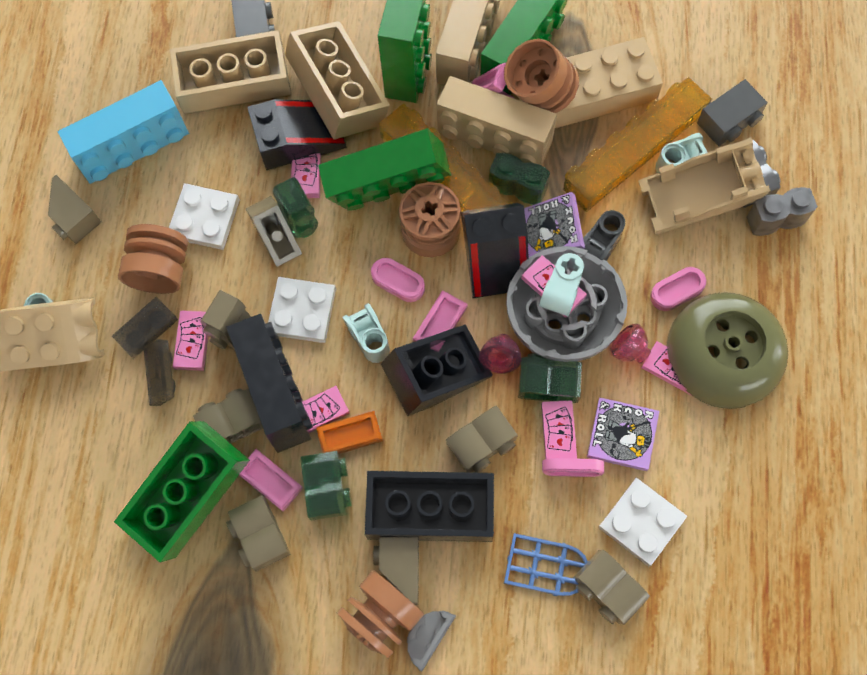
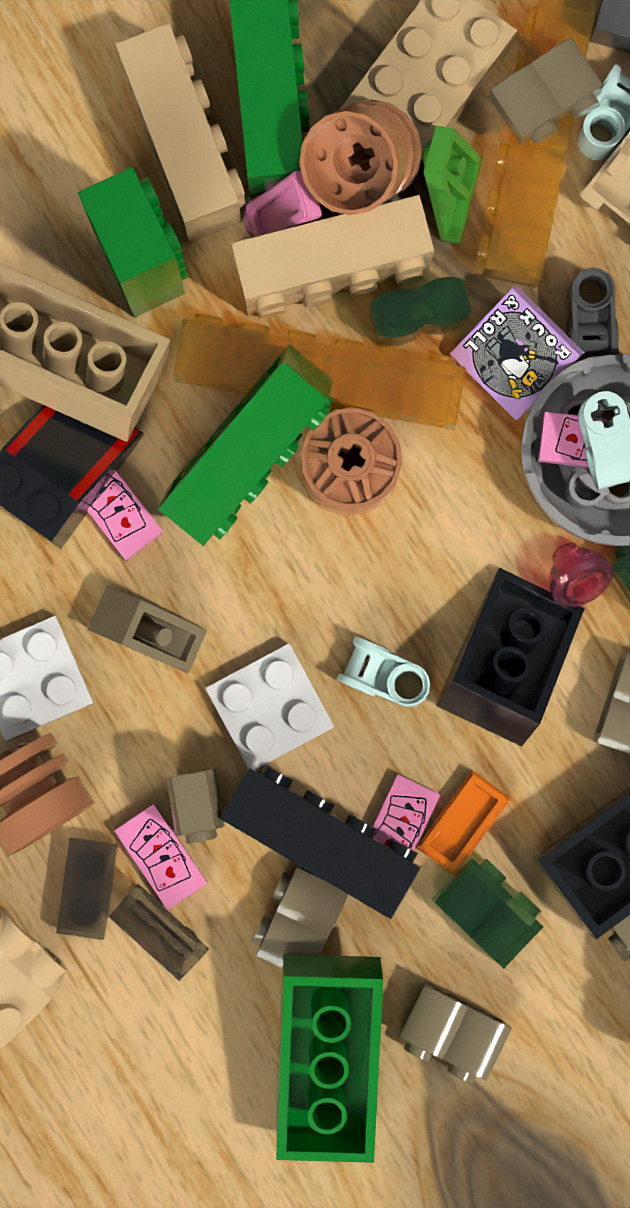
camera: 45 degrees left, 15 degrees up
(270, 480) = (414, 954): bright pink tile -> none
(296, 208) = (161, 582): clear green brick -> none
(398, 279) = (363, 571): bright pink tile -> none
(441, 317) = (461, 584): bright pink tile -> none
(494, 247) = (467, 438): black slope -> none
(580, 129) = (451, 178): none -> bright green wing
(656, 115) = (546, 92): none -> dark tan brick

